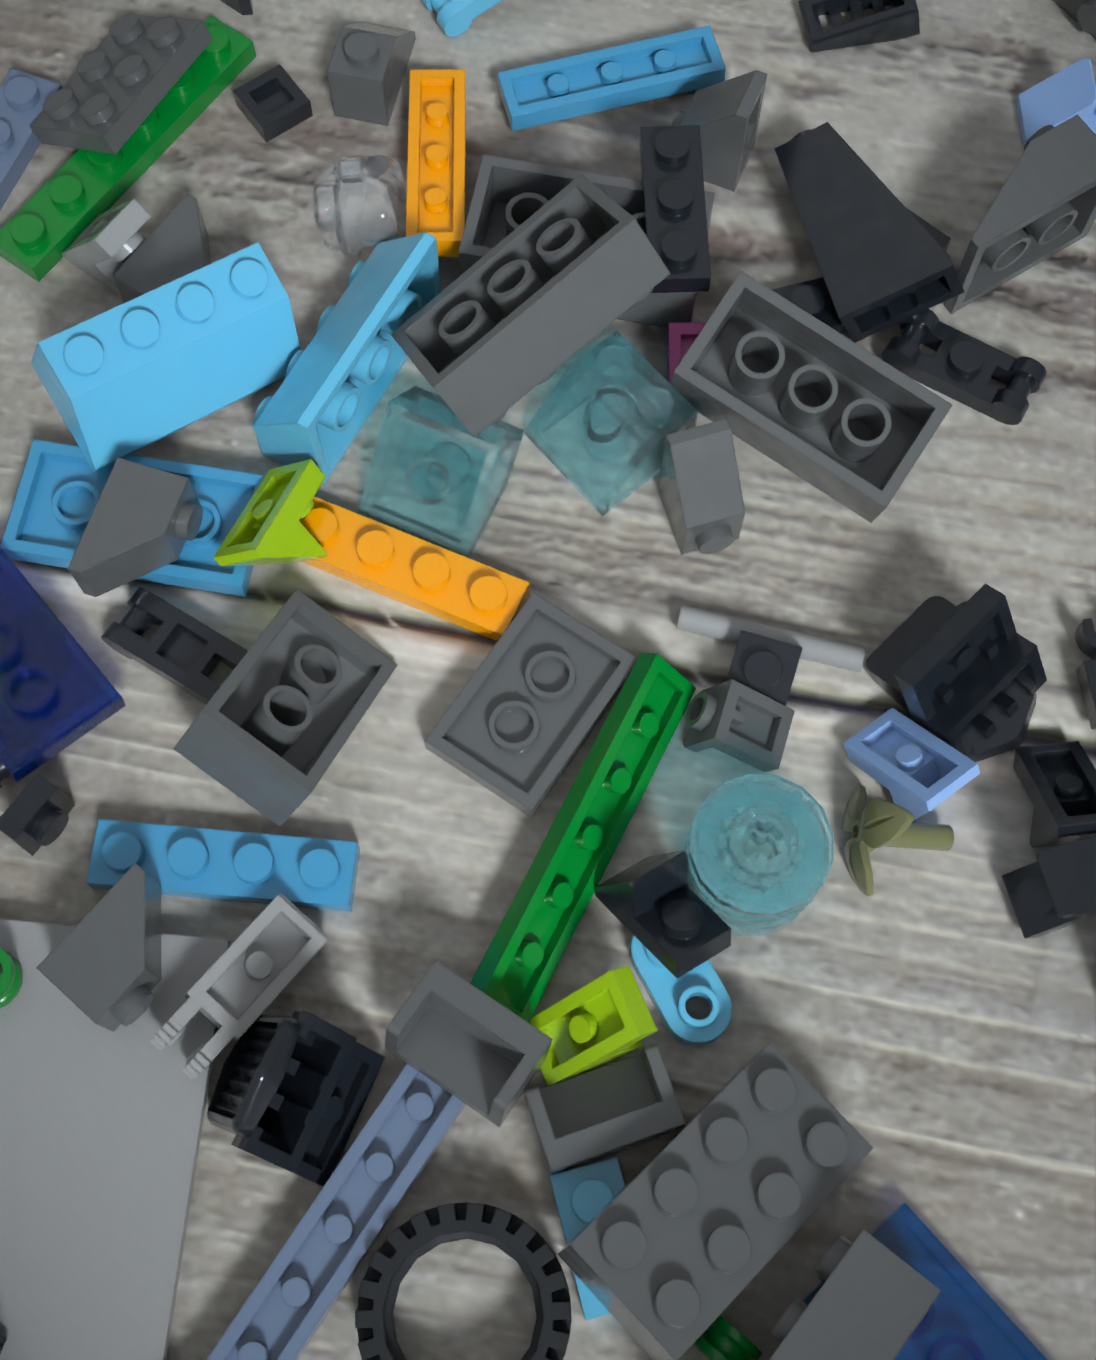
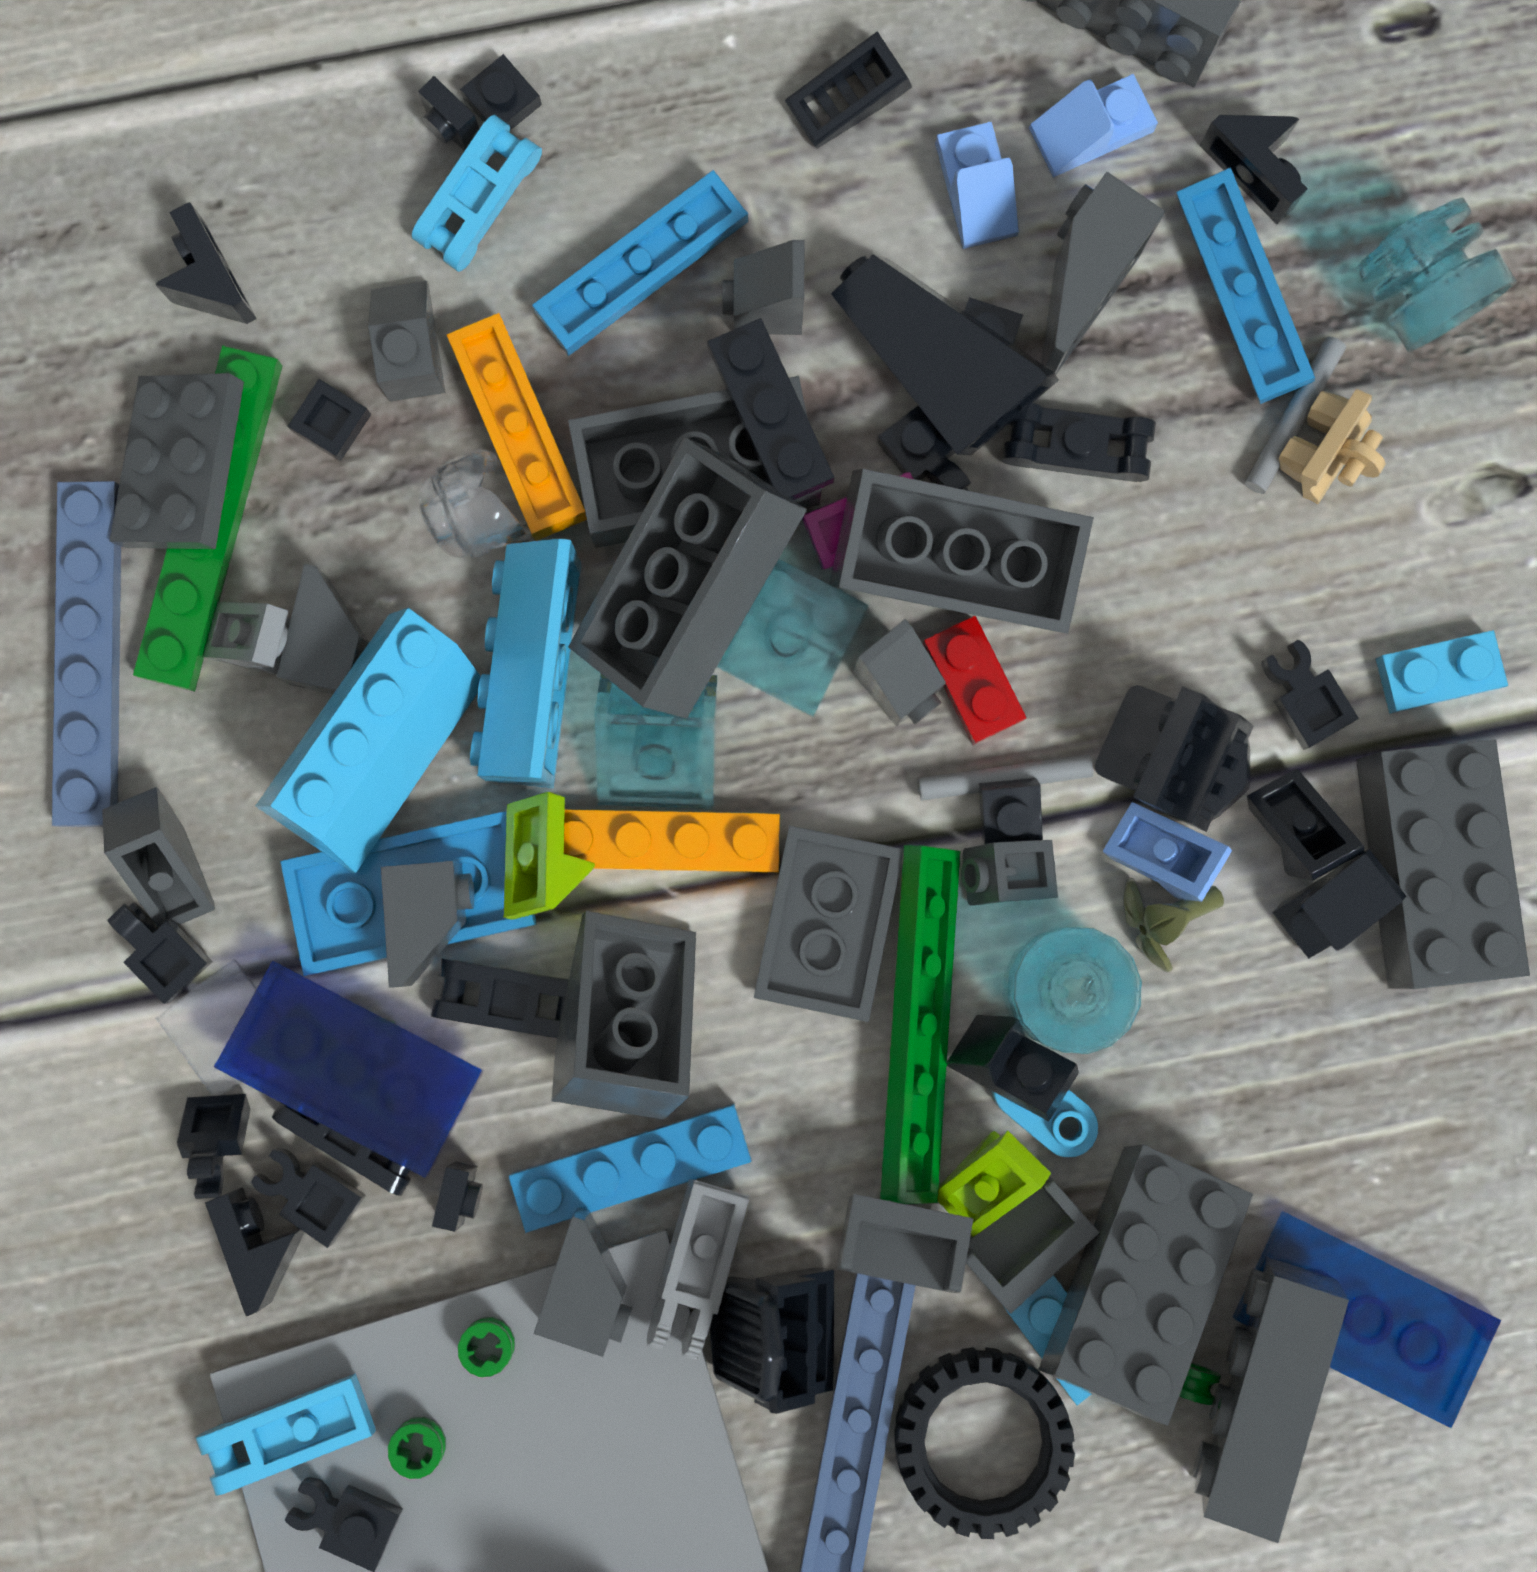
camera: 25 degrees left, 15 degrees up
(776, 539) = (974, 680): none -> red plate
(950, 125) = (978, 184): none -> light blue slope

